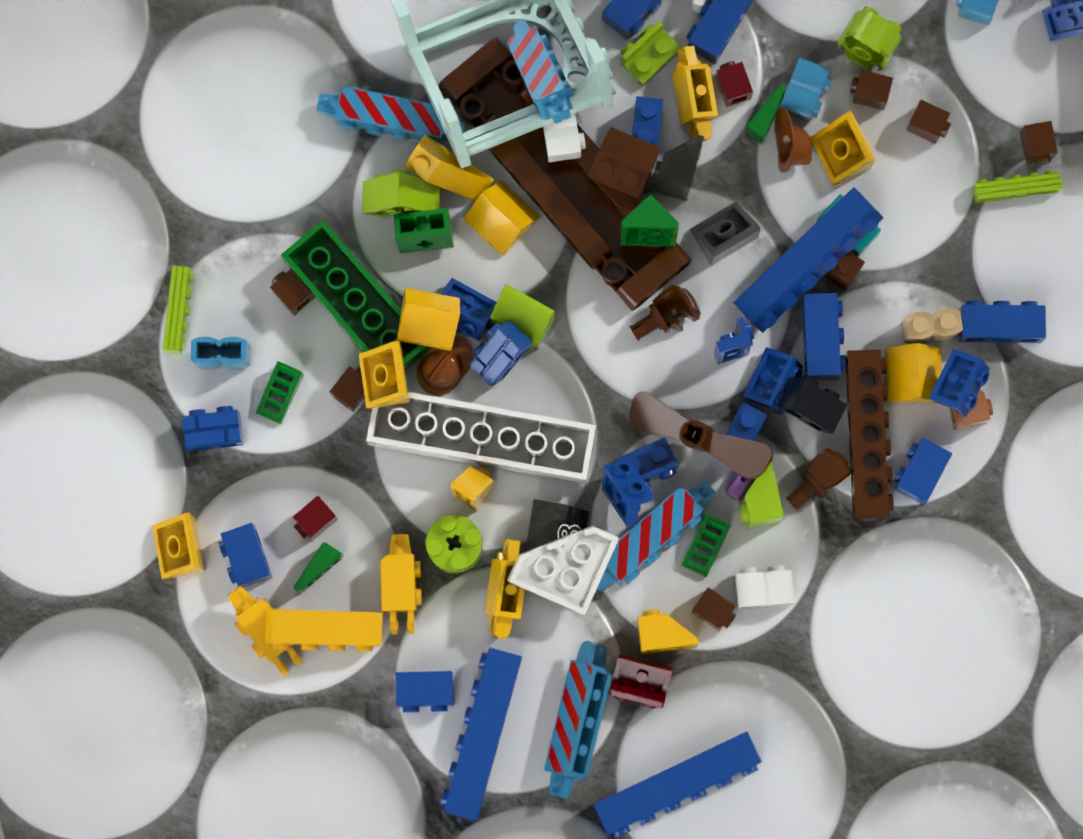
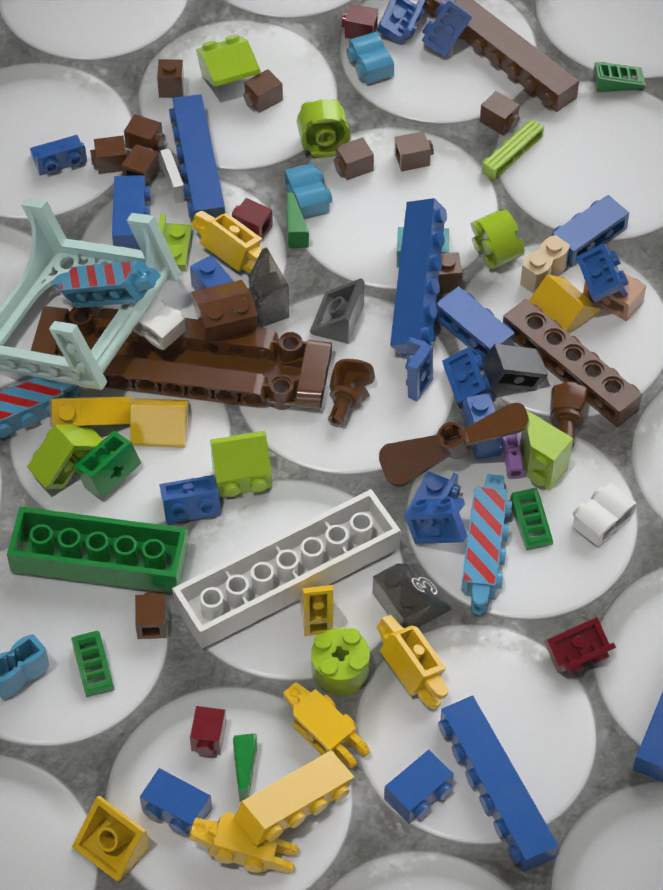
camera: 45 degrees left, 25 degrees down
(213, 429) = (61, 730): blue brick -> none
(291, 291) = (37, 584): reddish brown brick -> none
(384, 376) = (174, 568): yellow slope -> none
(428, 319) = (172, 511): yellow slope -> none
(444, 369) = (208, 547): dark orange piece -> none
(500, 353) = (248, 499): blue brick -> none
(566, 568) = (447, 601): white plate -> none
(578, 719) = (562, 710): dark azure hinge -> none
(649, 225) = (287, 320): green slope -> none
(662, 633) = (564, 594): yellow slope -> none
(714, 610) = (582, 555): reddish brown brick -> none
(792, 142) = (327, 224): dark orange piece -> none
(843, 149) = (371, 203): yellow slope -> none
(912, 272) = (497, 238): none -> lime brick
(922, 471) = (634, 355): blue brick -> none

